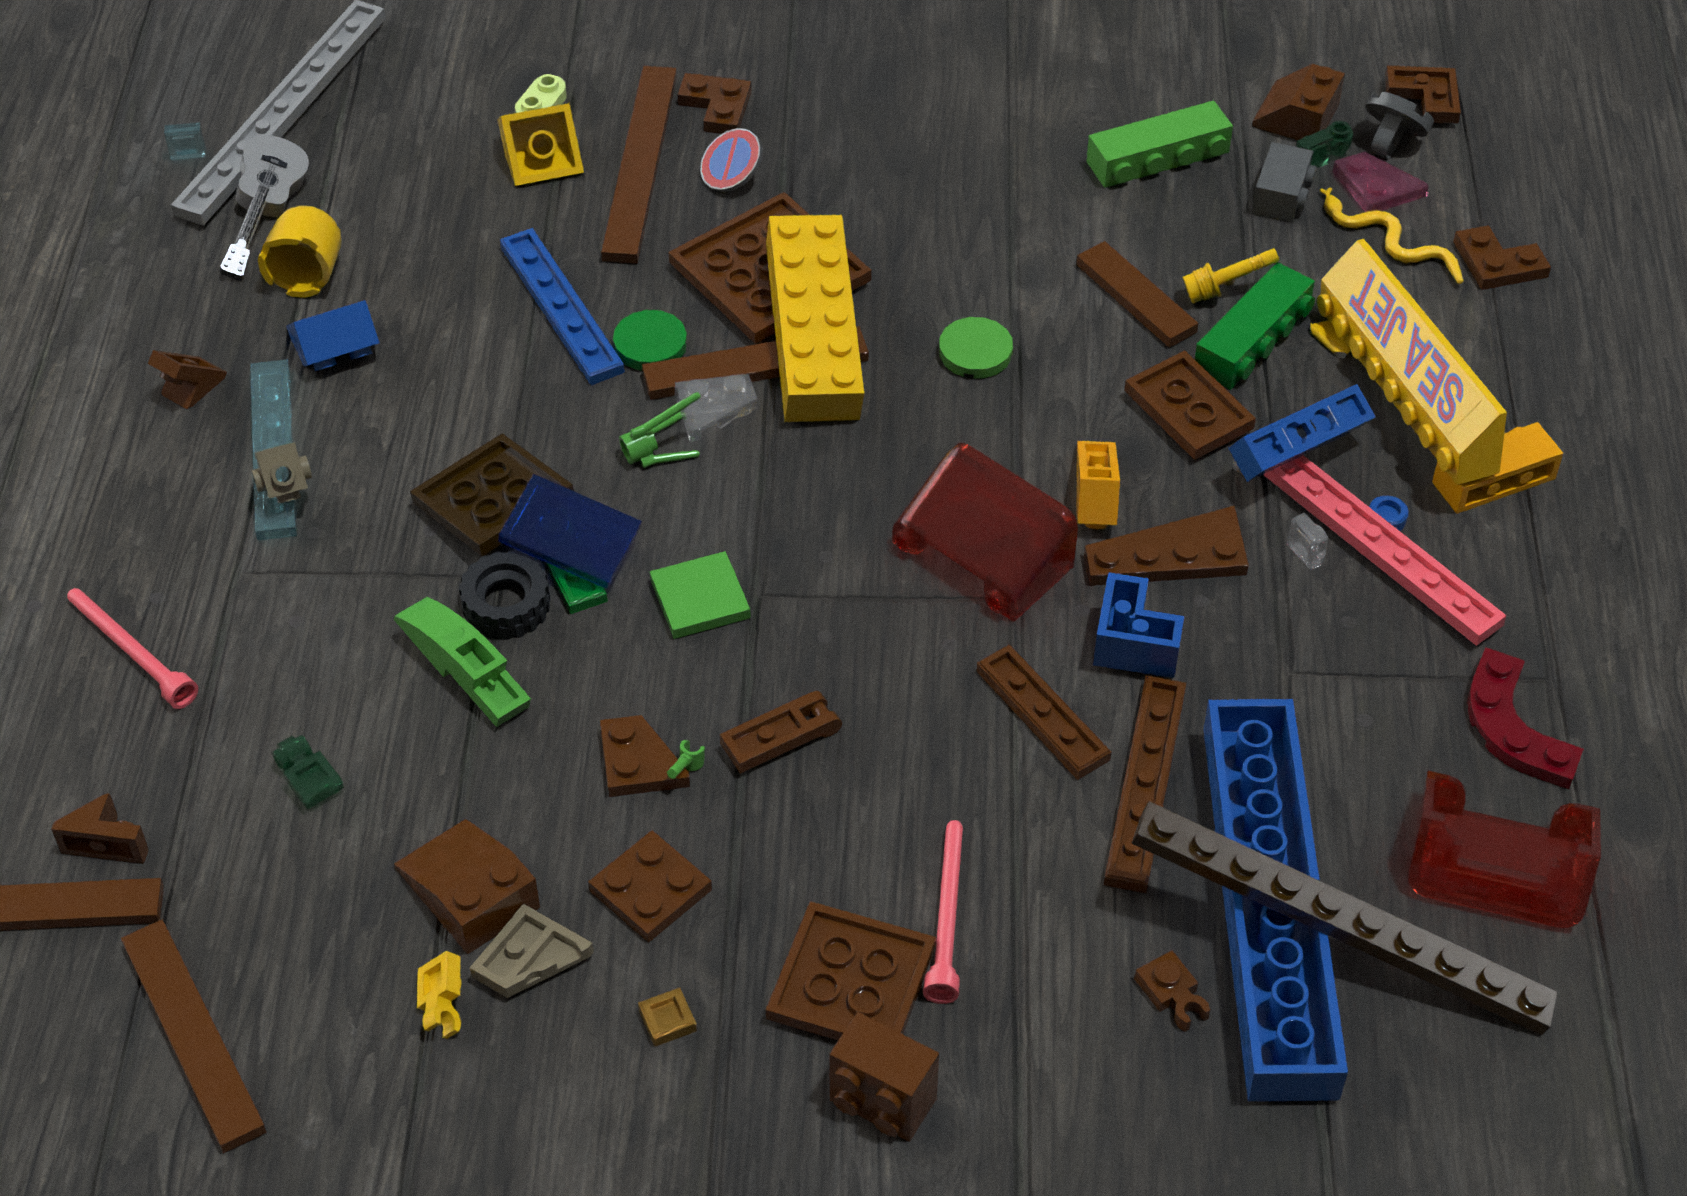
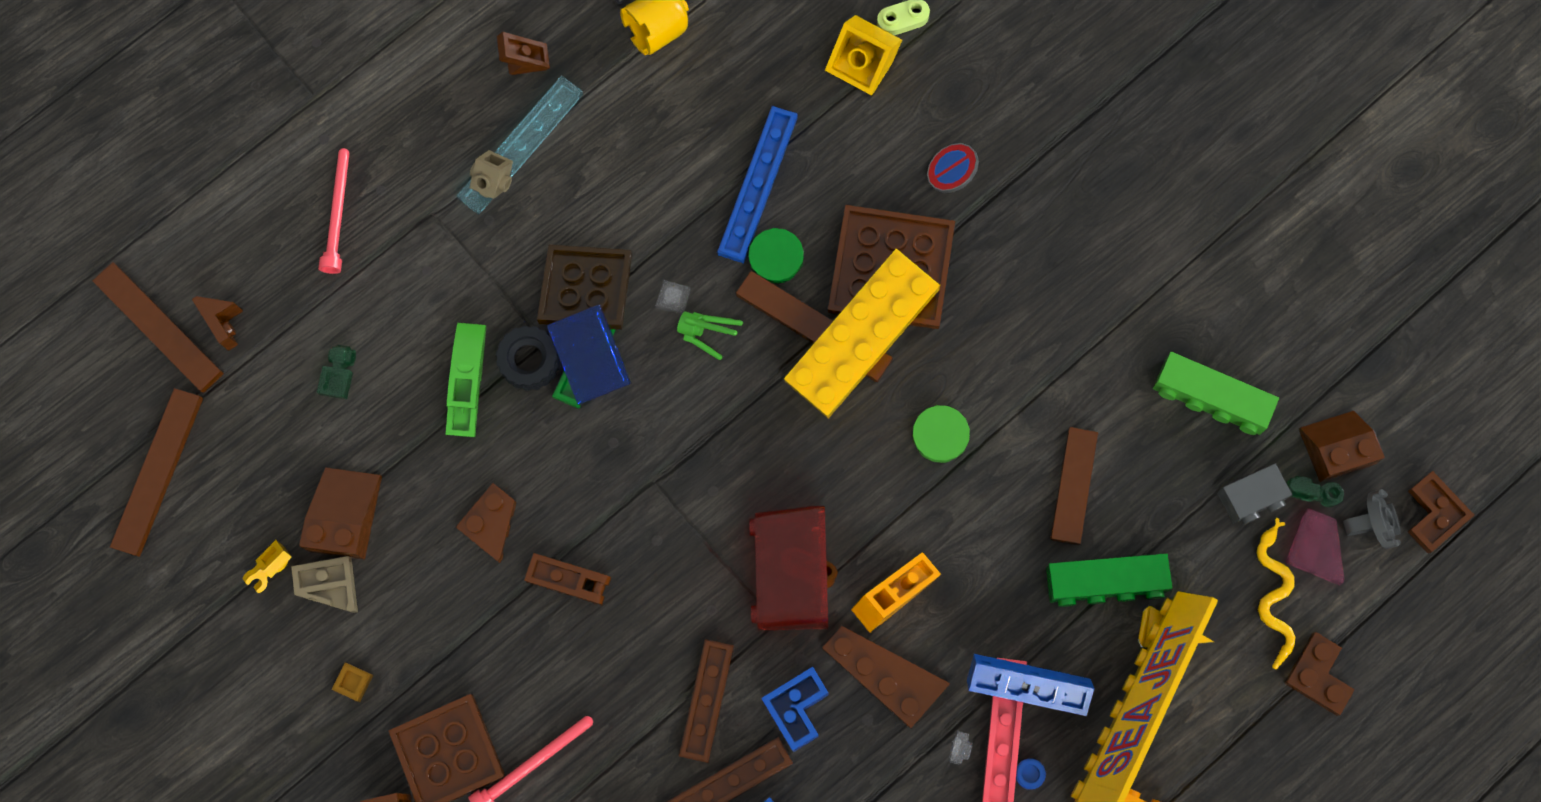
camera: 55 degrees right, 25 degrees up
(334, 334) = (618, 94): blue slope -> none
(591, 443) = (673, 297): none -> clear plate
(639, 165) = (907, 117): reddish brown tile -> none
(650, 886) = (419, 602): reddish brown plate -> none
(690, 760) = (504, 550): bright green hand -> none
(700, 594) = (622, 453): bright green tile -> none
(719, 403) = (761, 333): clear wing -> none
(722, 97) = (1007, 113): reddish brown plate -> none
(1189, 404) = (1007, 593): reddish brown plate -> none
(1205, 283) = (1117, 521): yellow piece -> none

